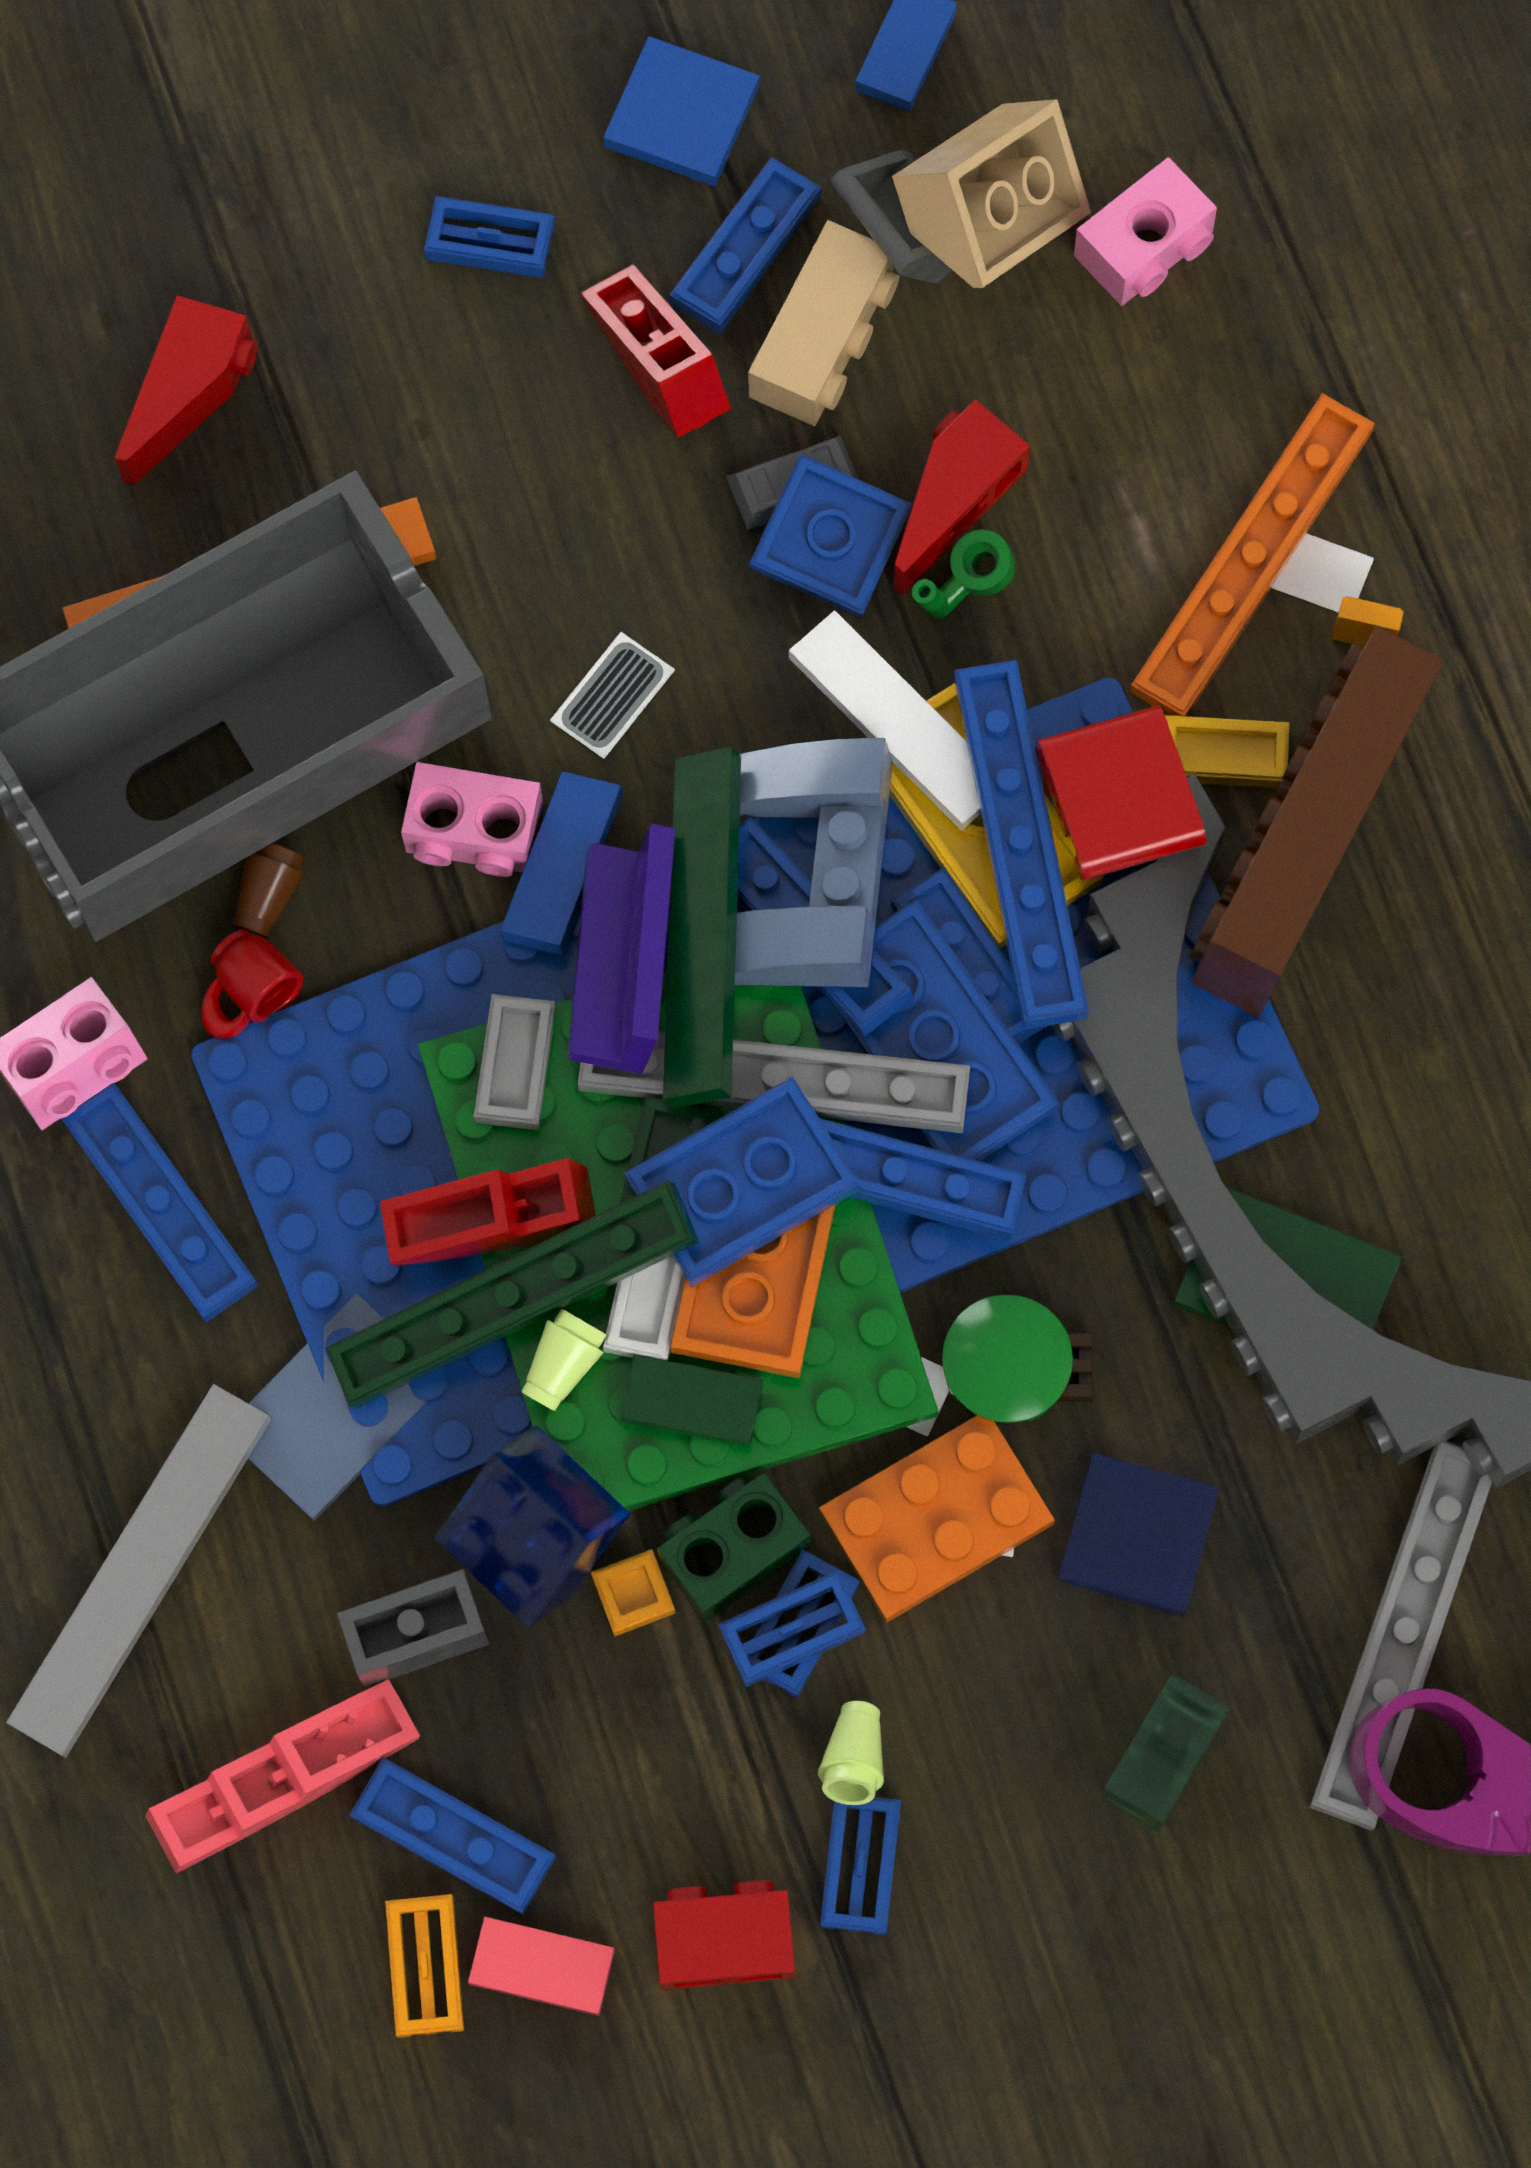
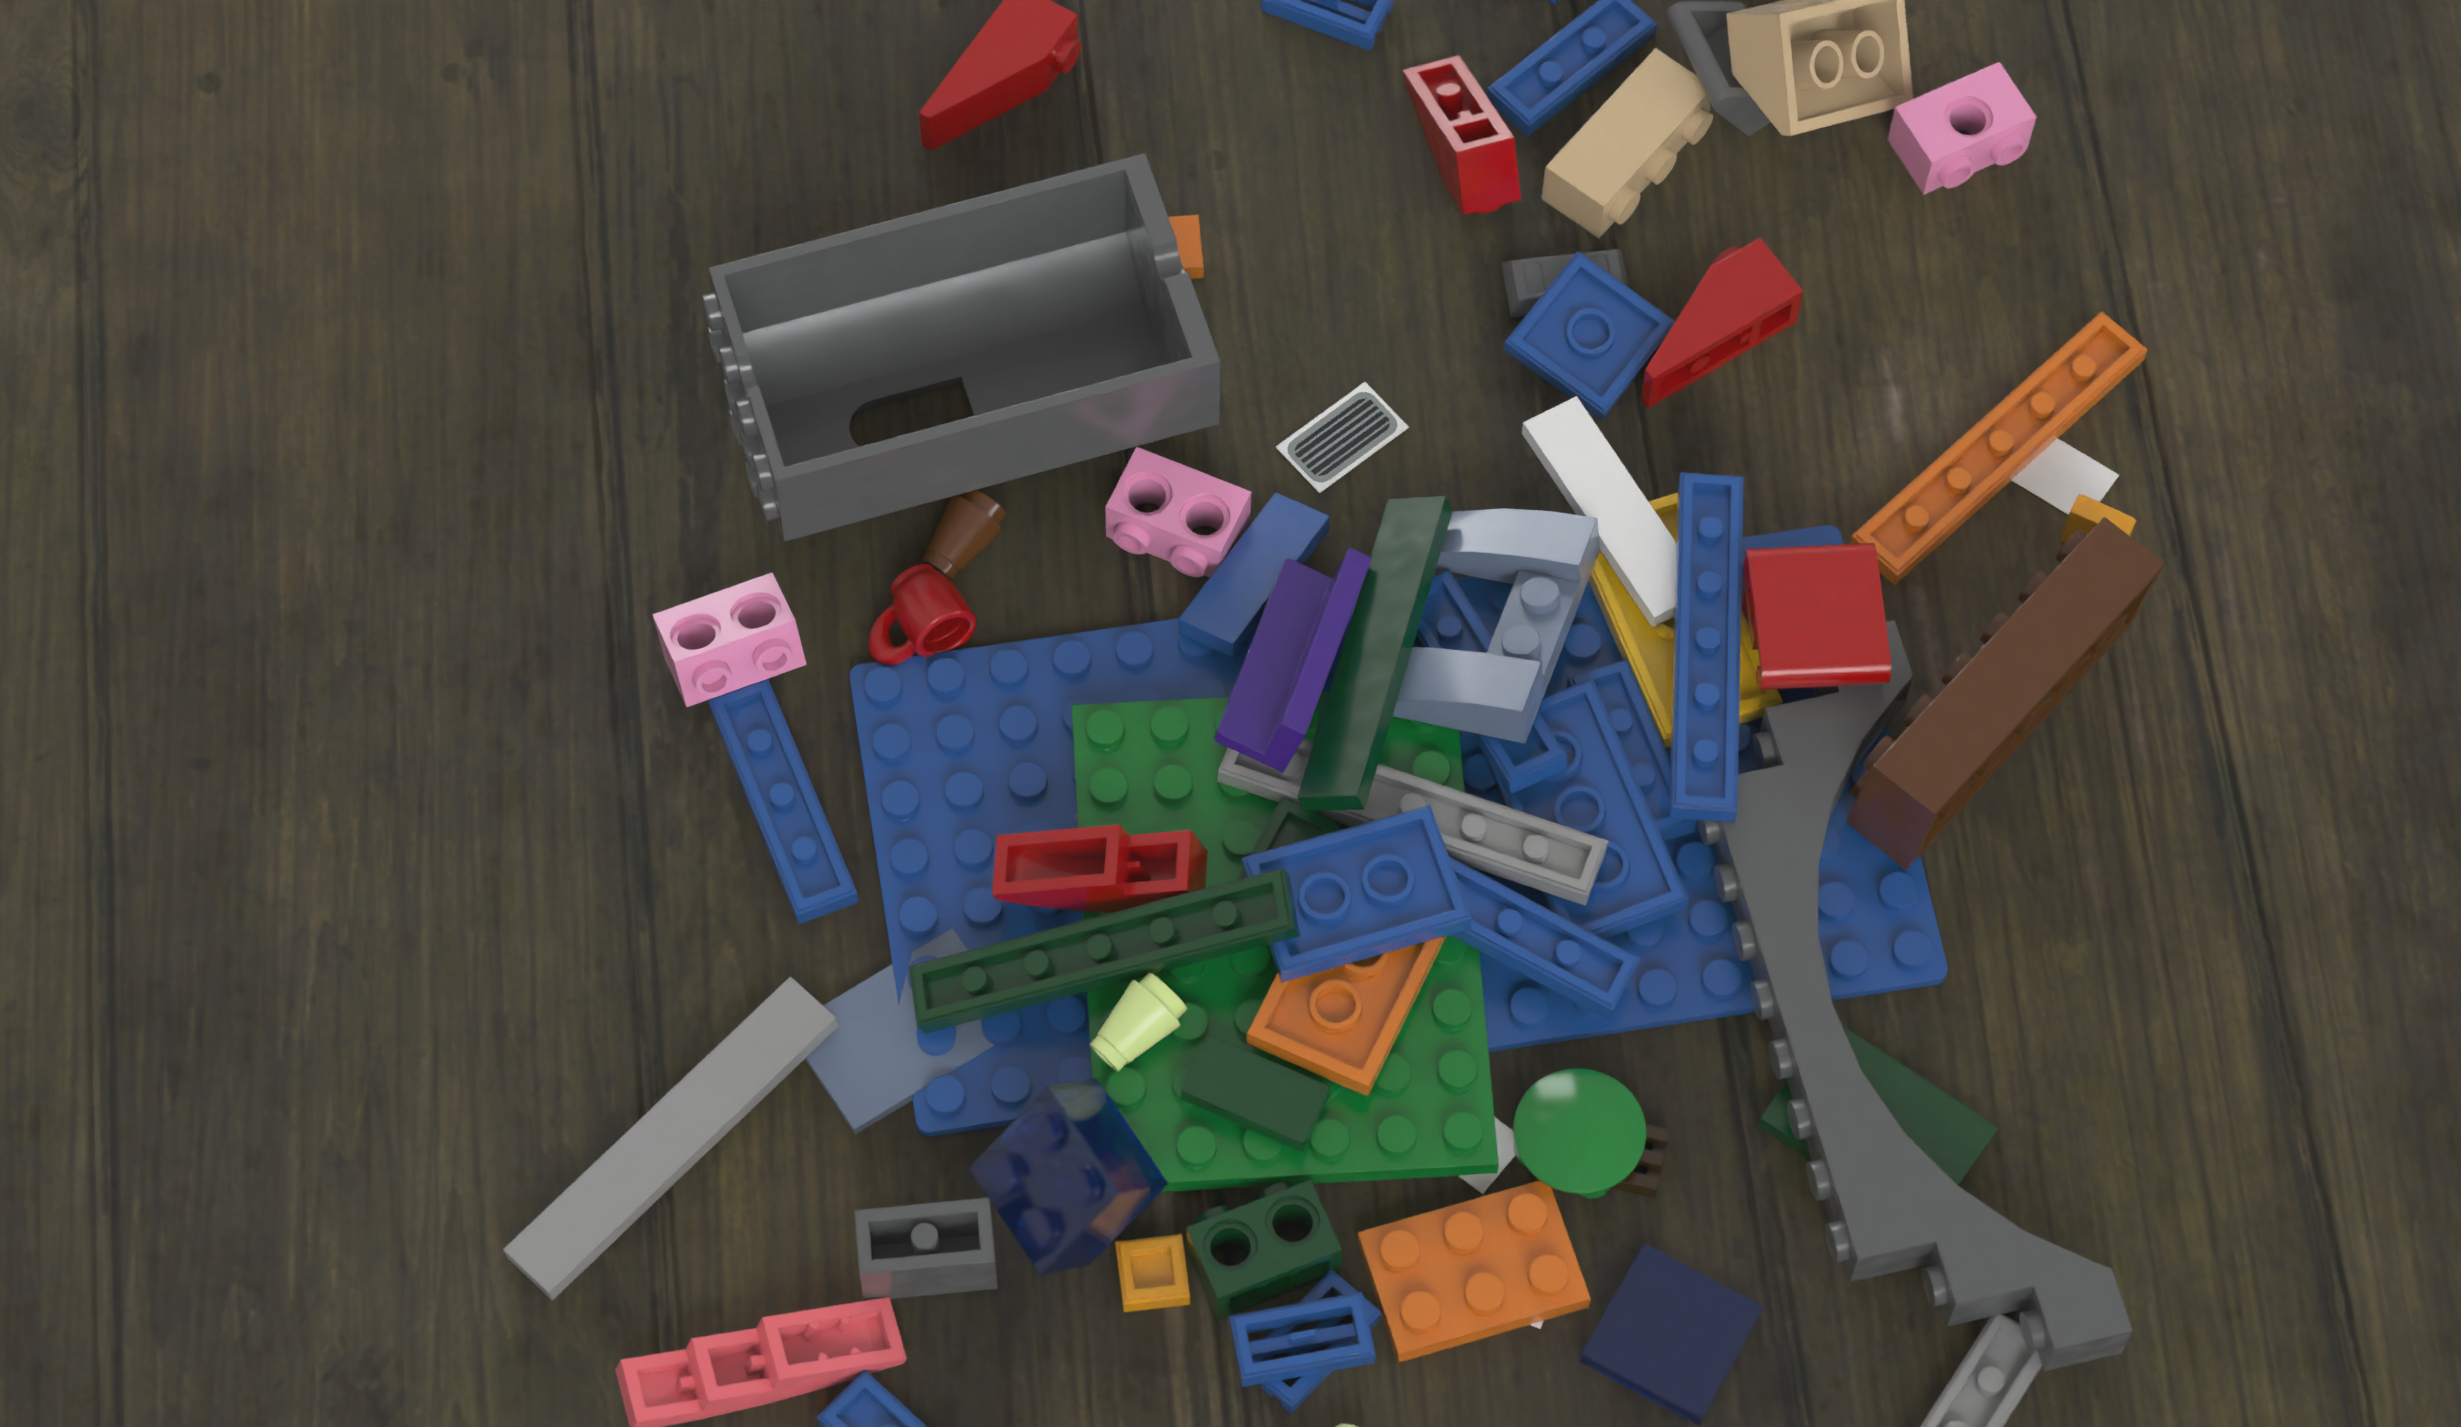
camera: 10 degrees right, 10 degrees down
(515, 1062) = (1161, 739): light grey tile -> none
(645, 1312) = (1230, 996): white tile -> none
(965, 580) = (1715, 386): green plate -> none
(1231, 750) = (1936, 617): yellow tile -> none

